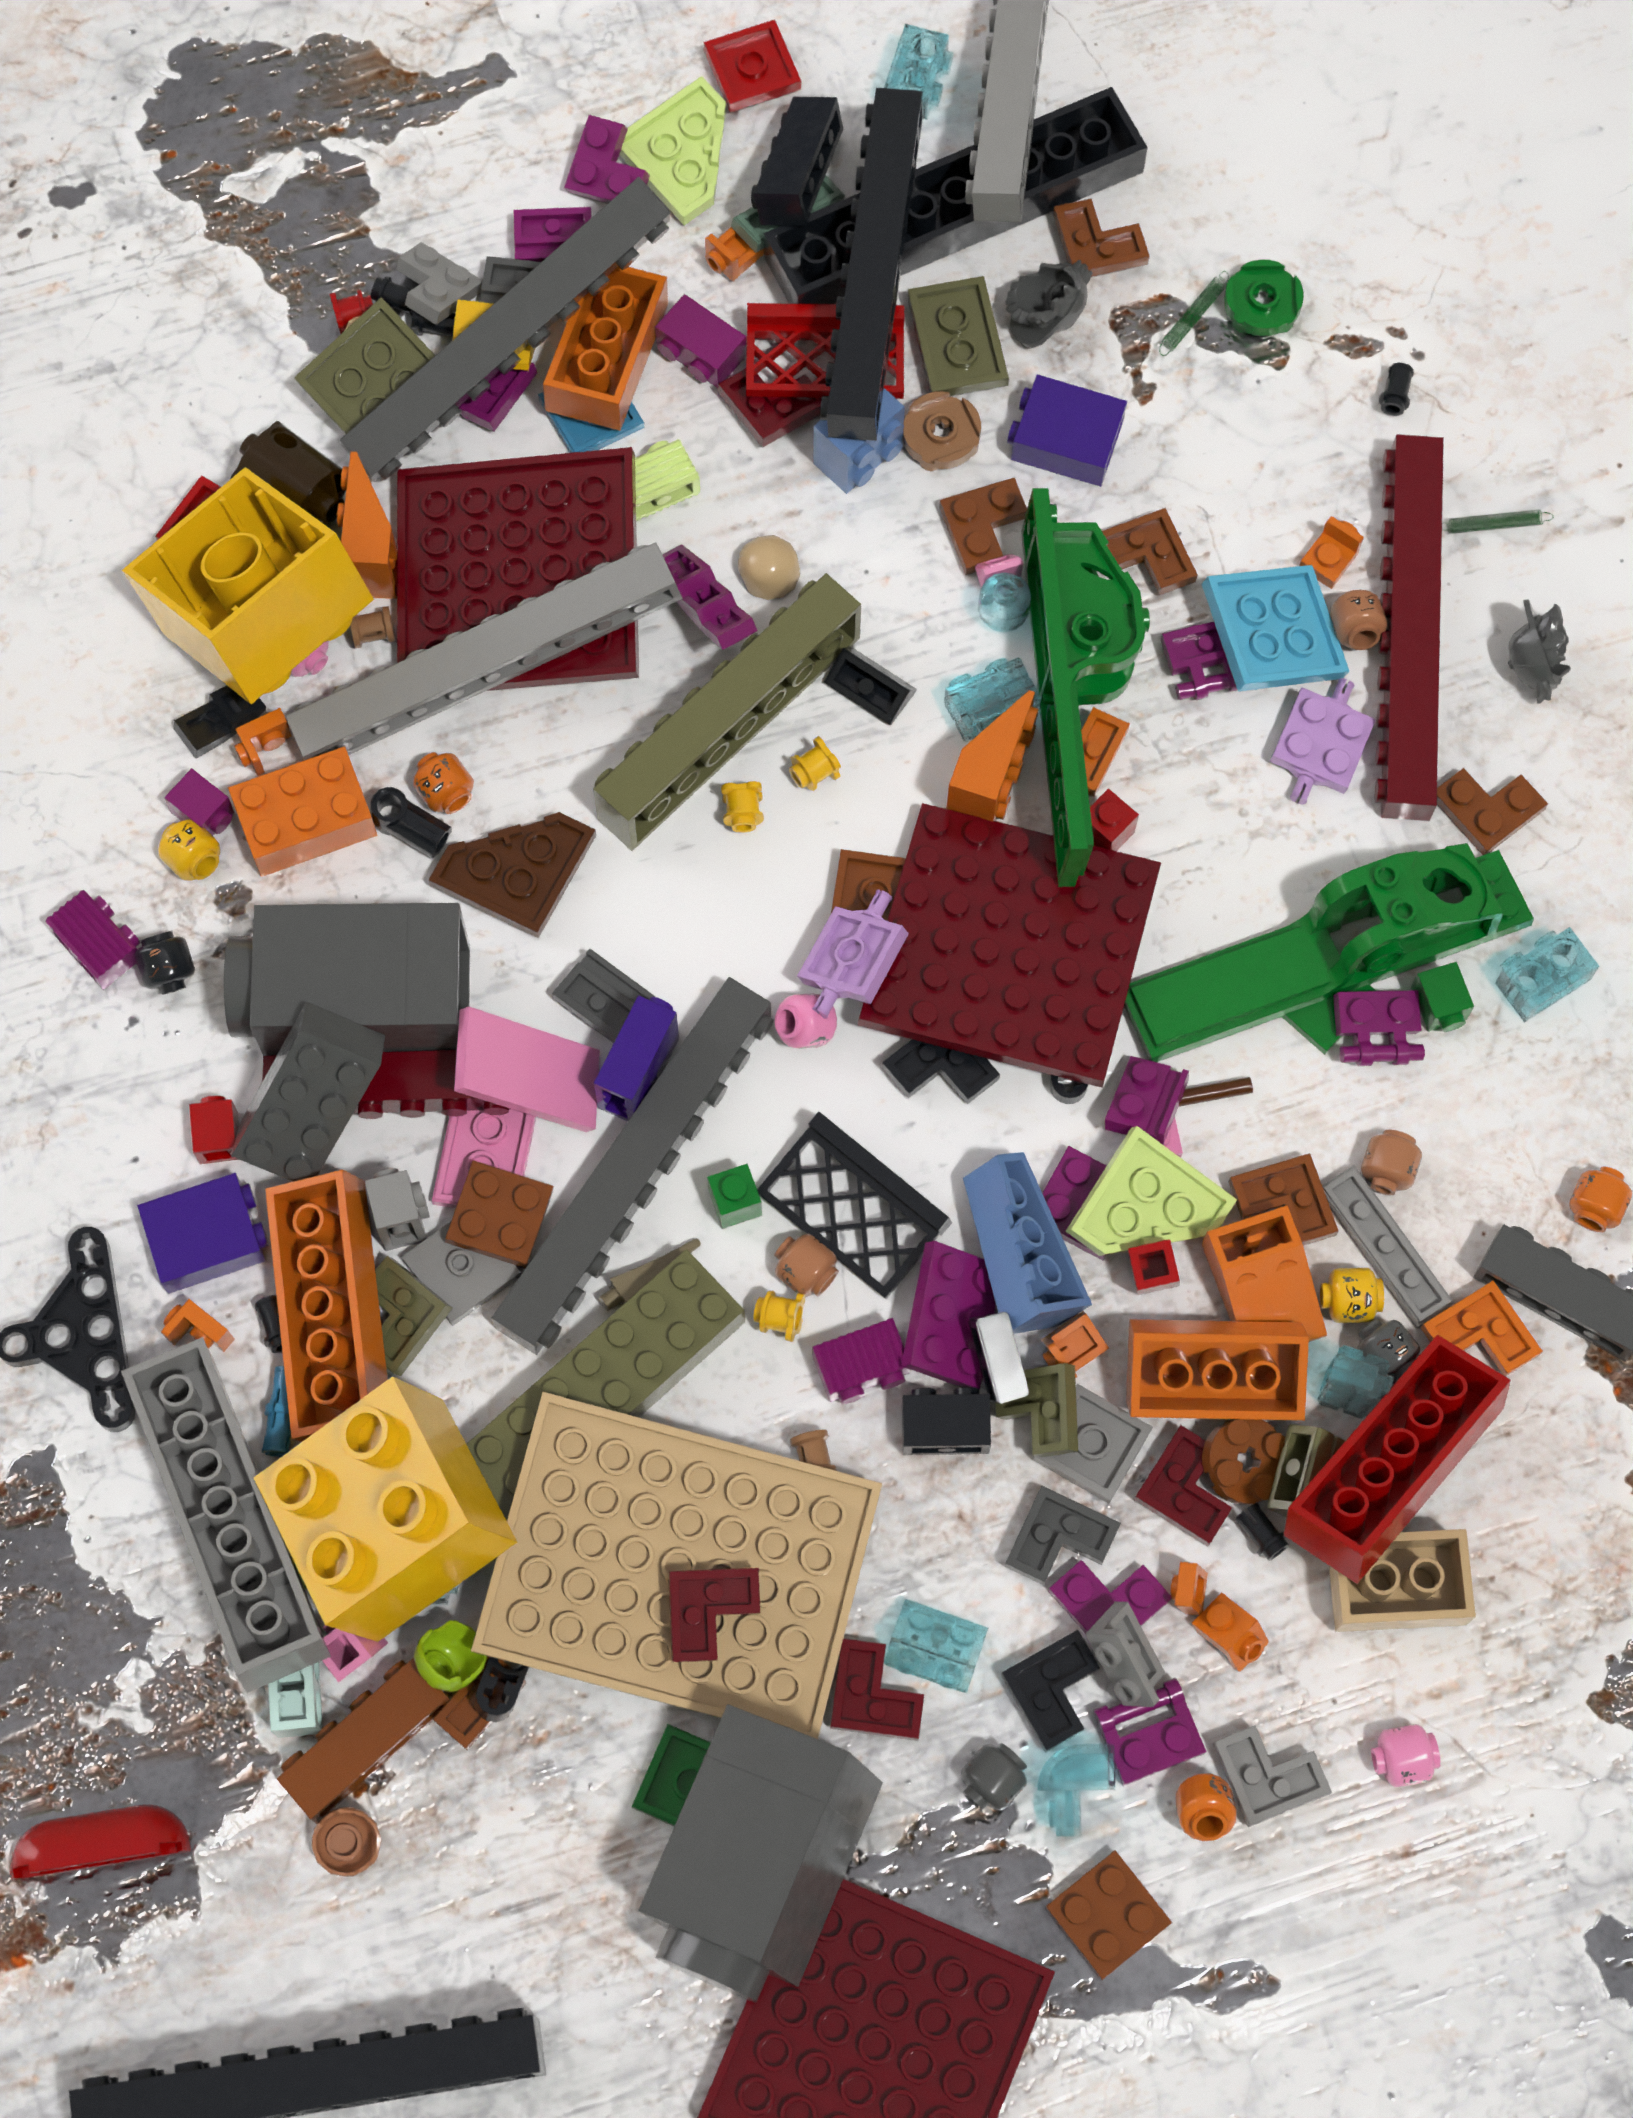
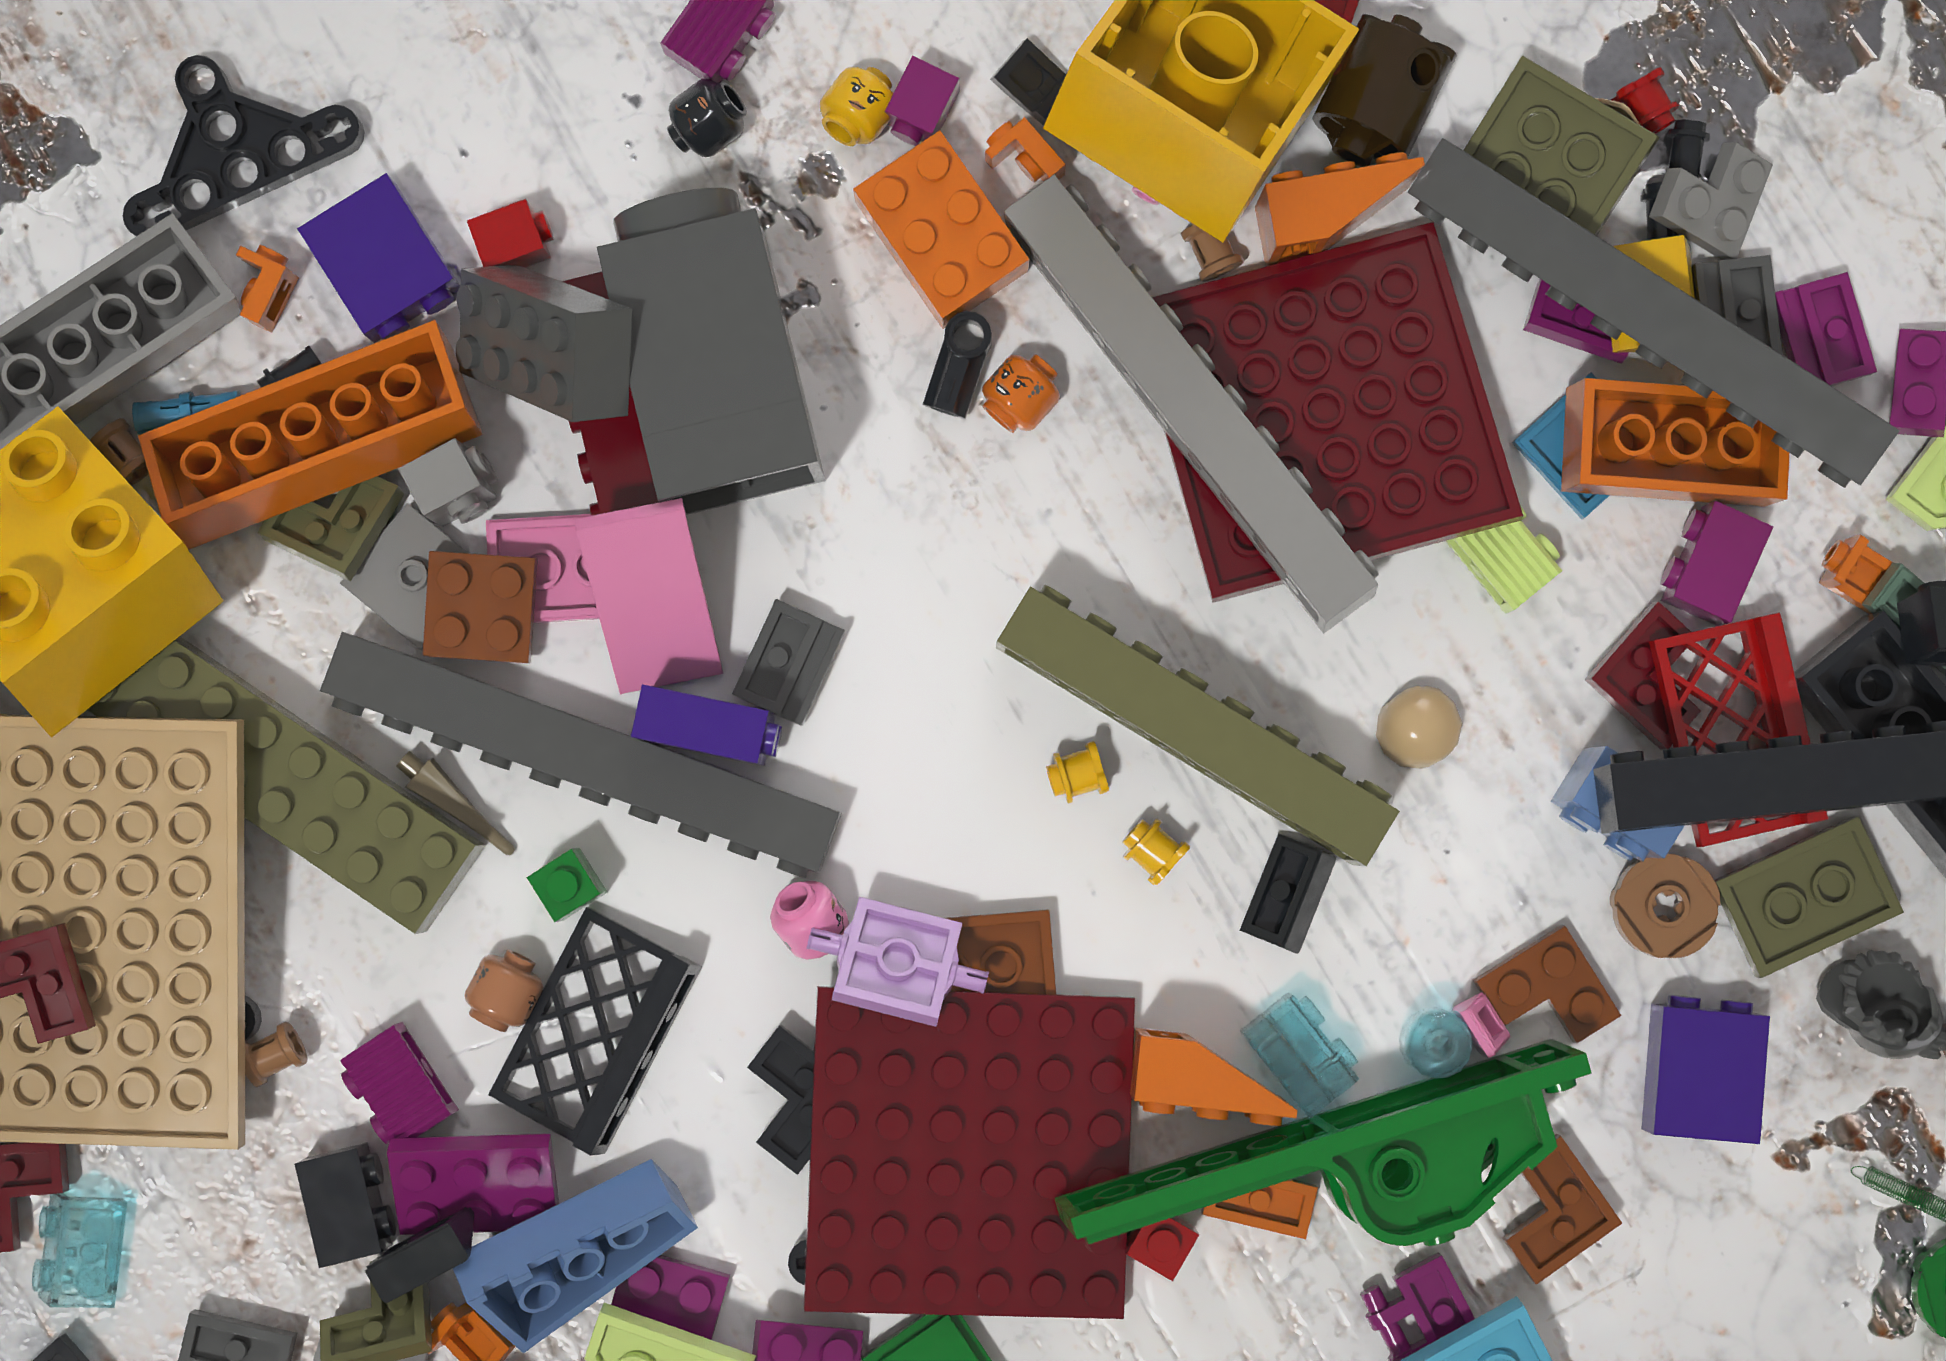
camera: 75 degrees right, 15 degrees up
(516, 870) = (929, 513): reddish brown plate -> none
(707, 600) = (1342, 657): magenta slope -> none
(780, 1314) = (434, 973): yellow brick -> none

